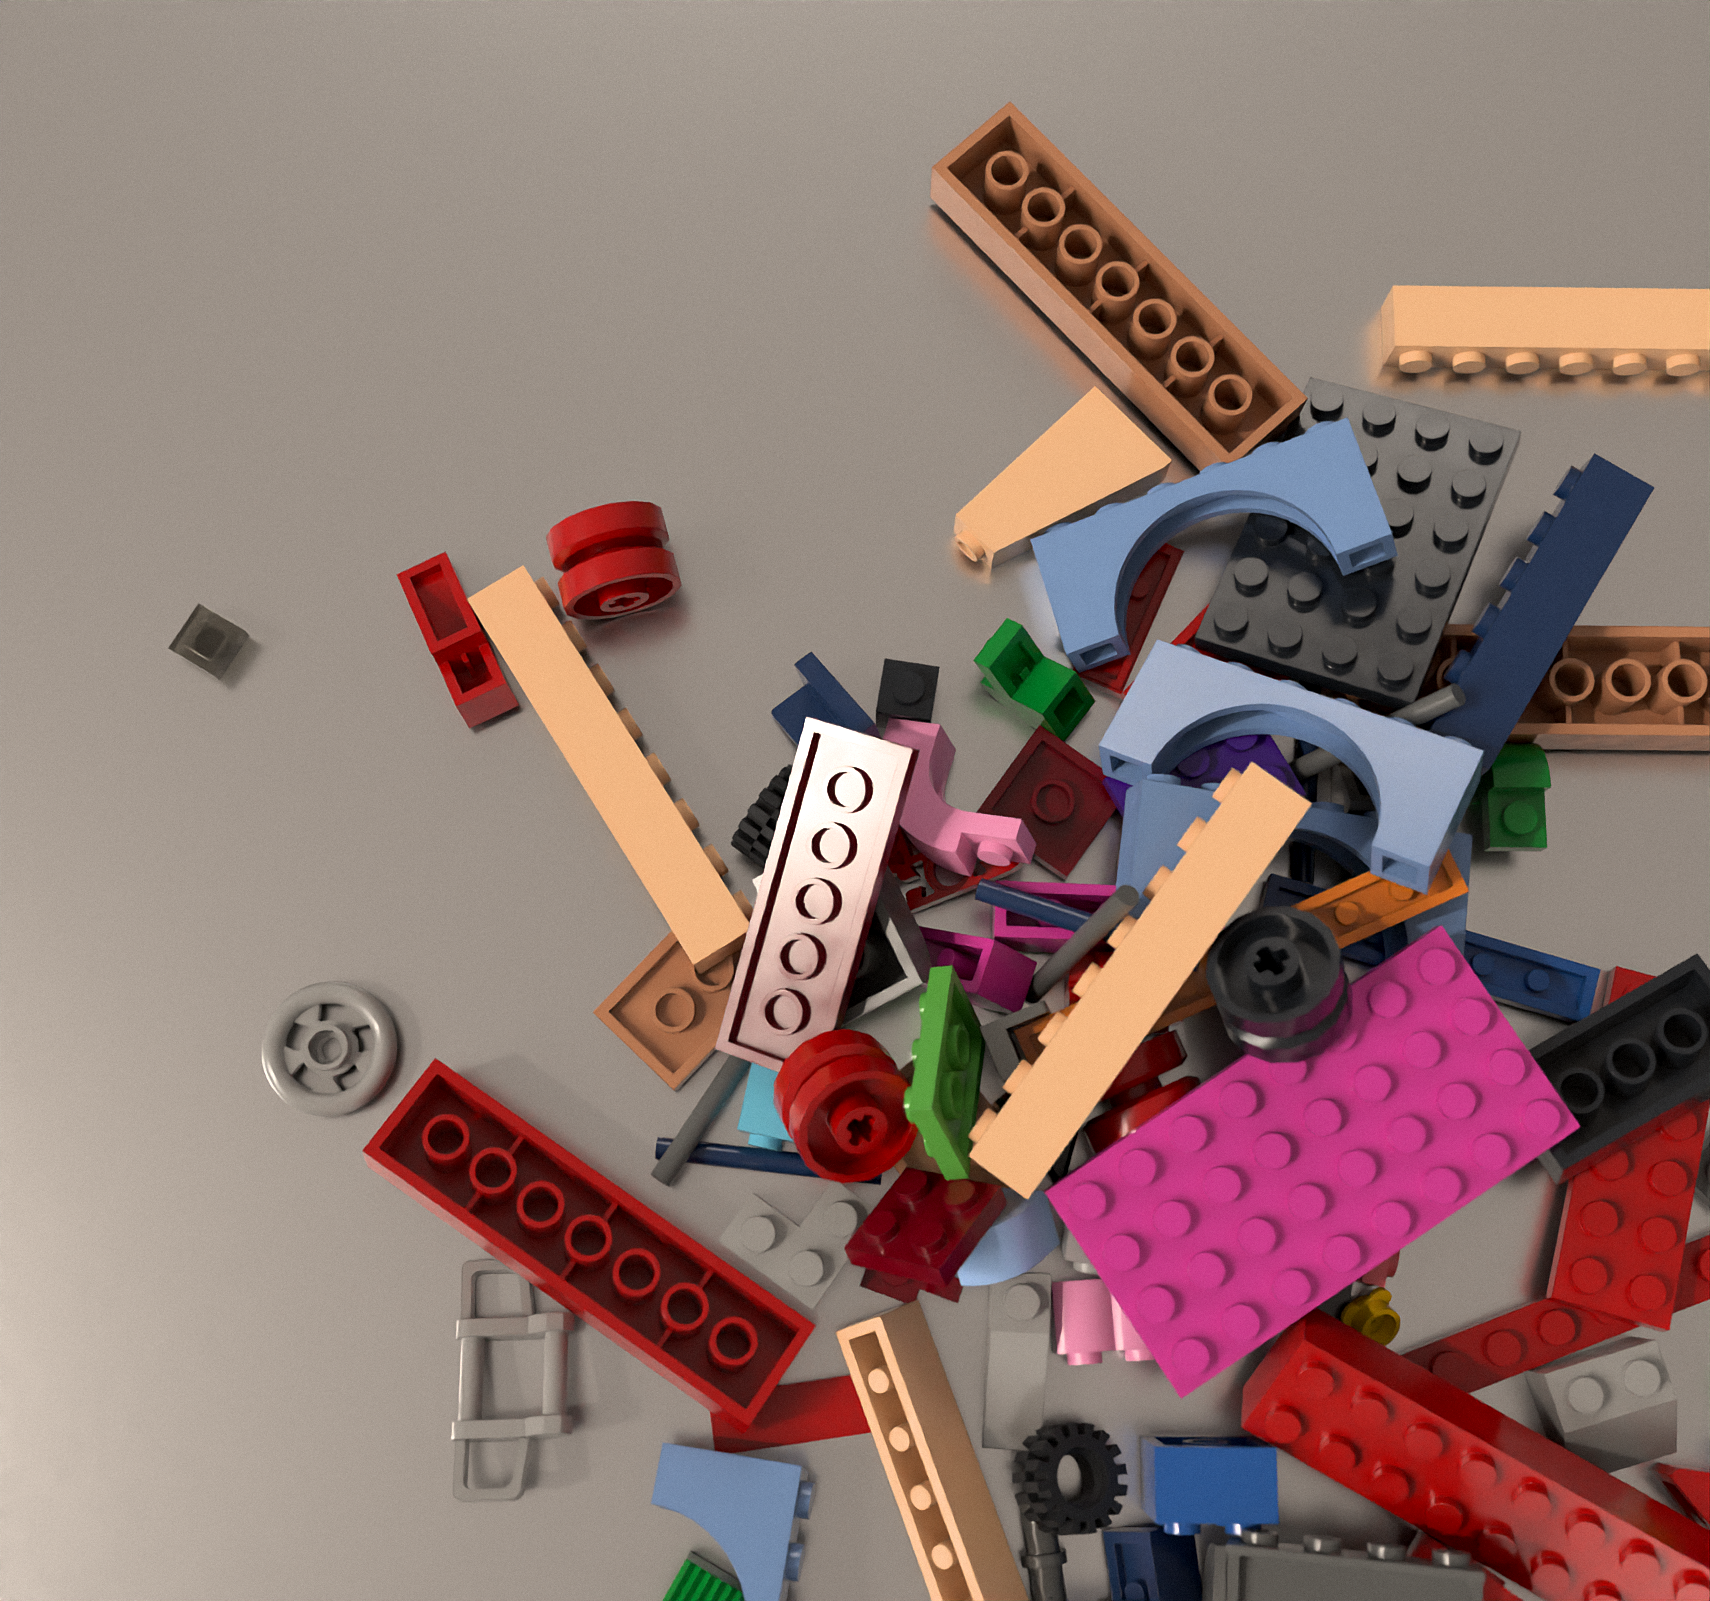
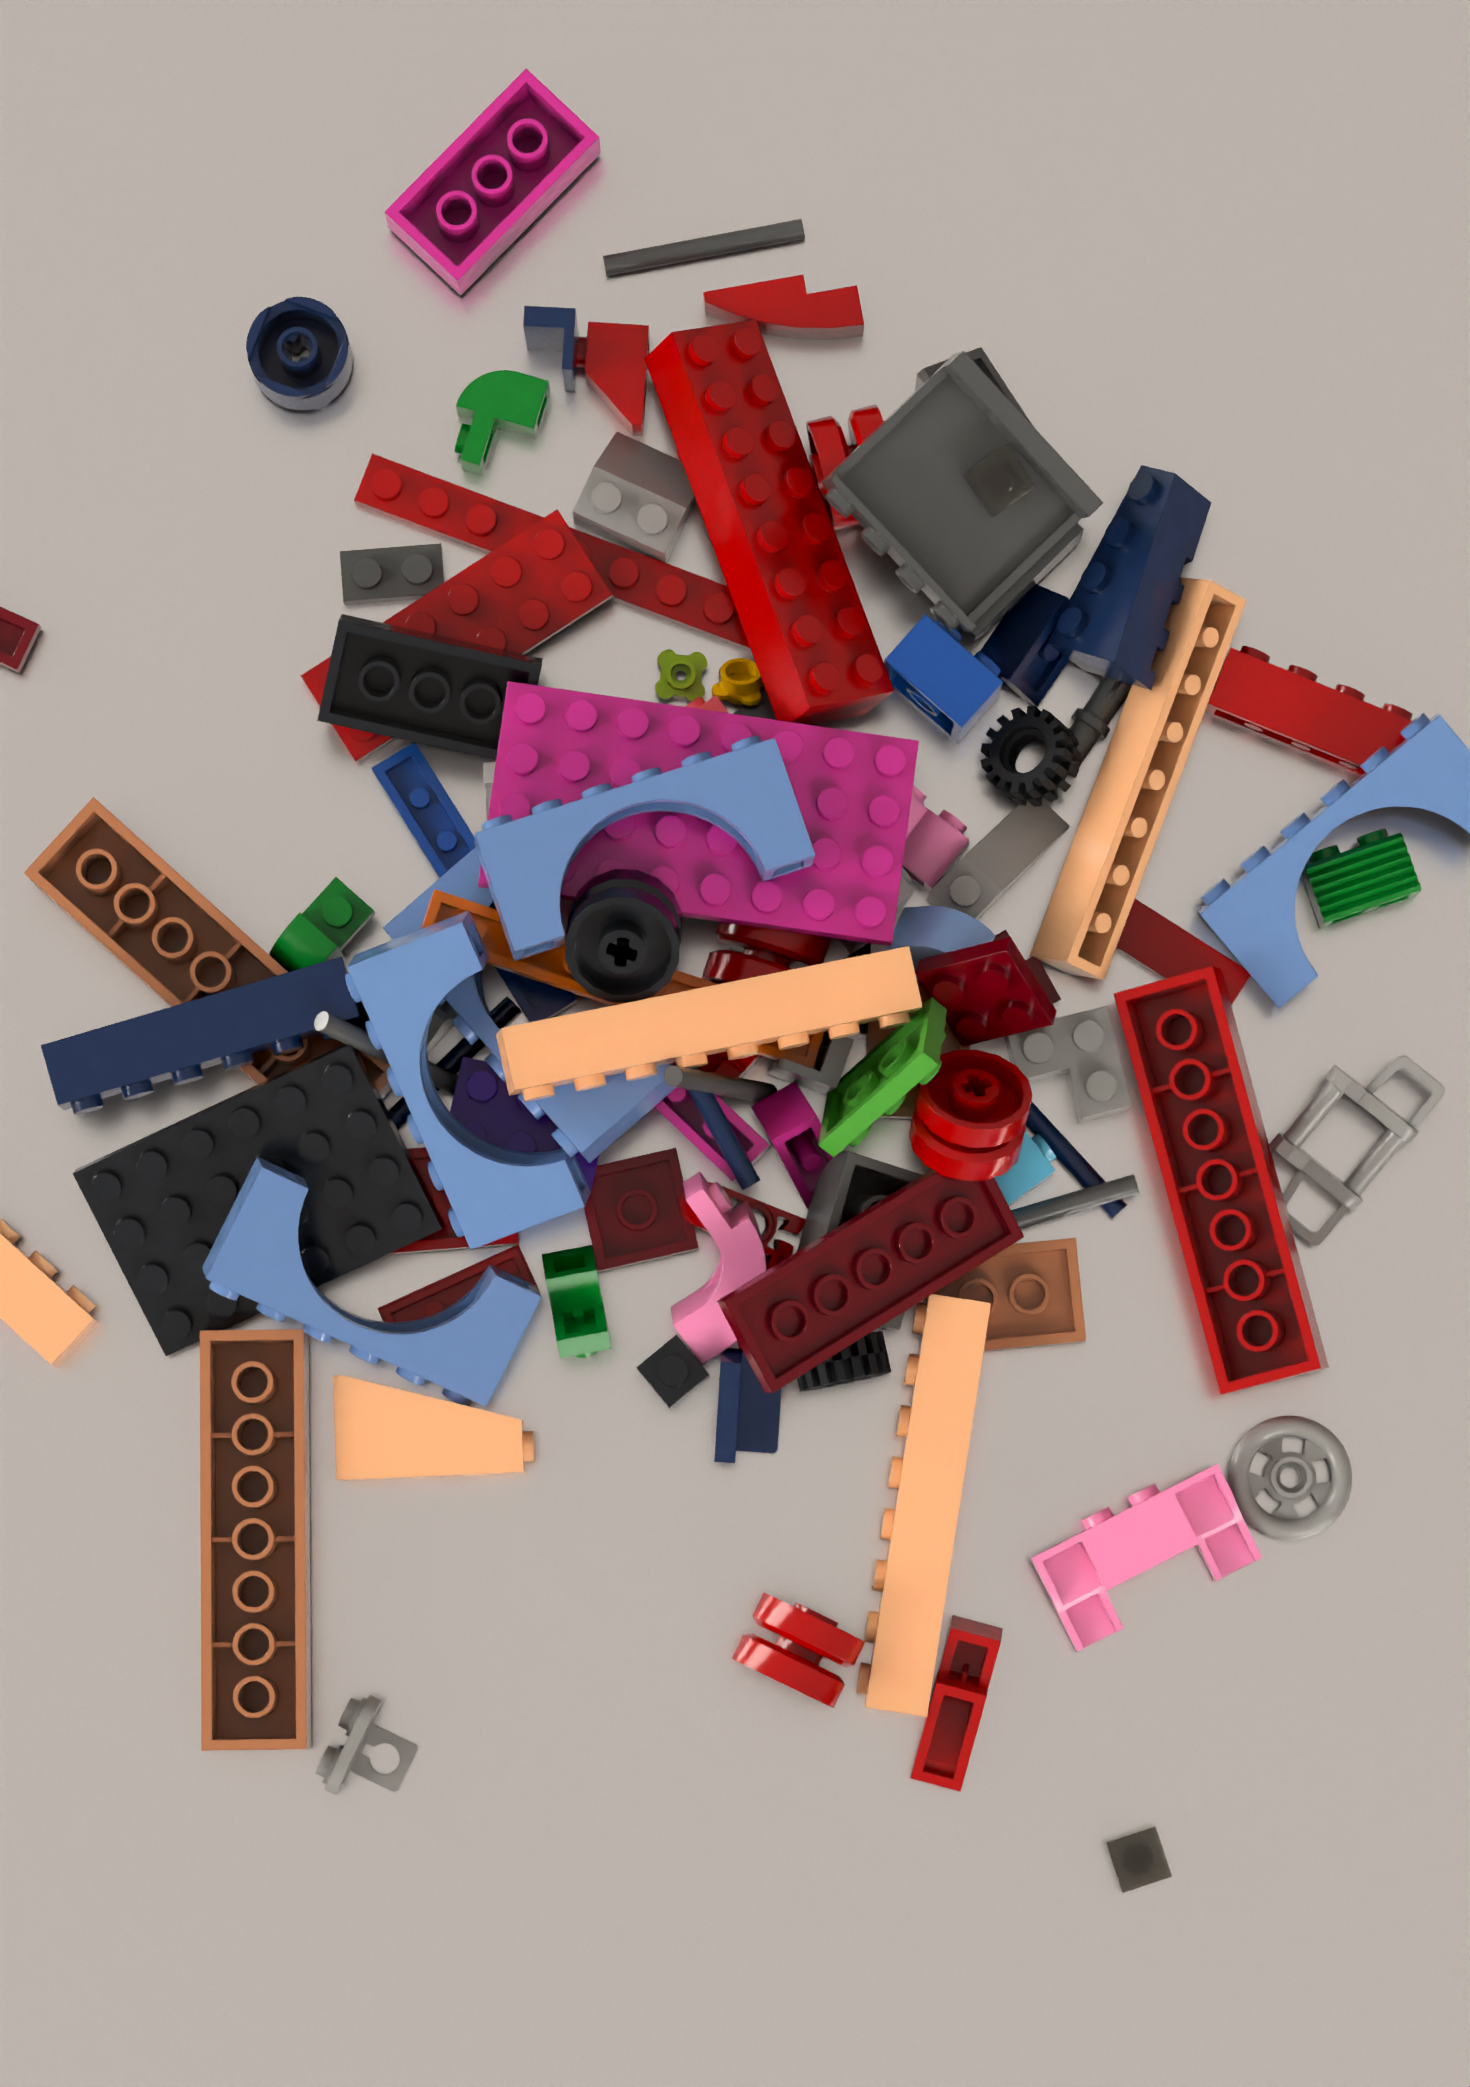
camera: 140 degrees left, 5 degrees up
(411, 885) = (1126, 1544): none -> bright pink bracket
(908, 236) = (359, 1728): none -> light grey bracket
(1421, 983) = (736, 791): none -> medium blue arch
(1441, 1283) = (670, 665): none -> lime plate

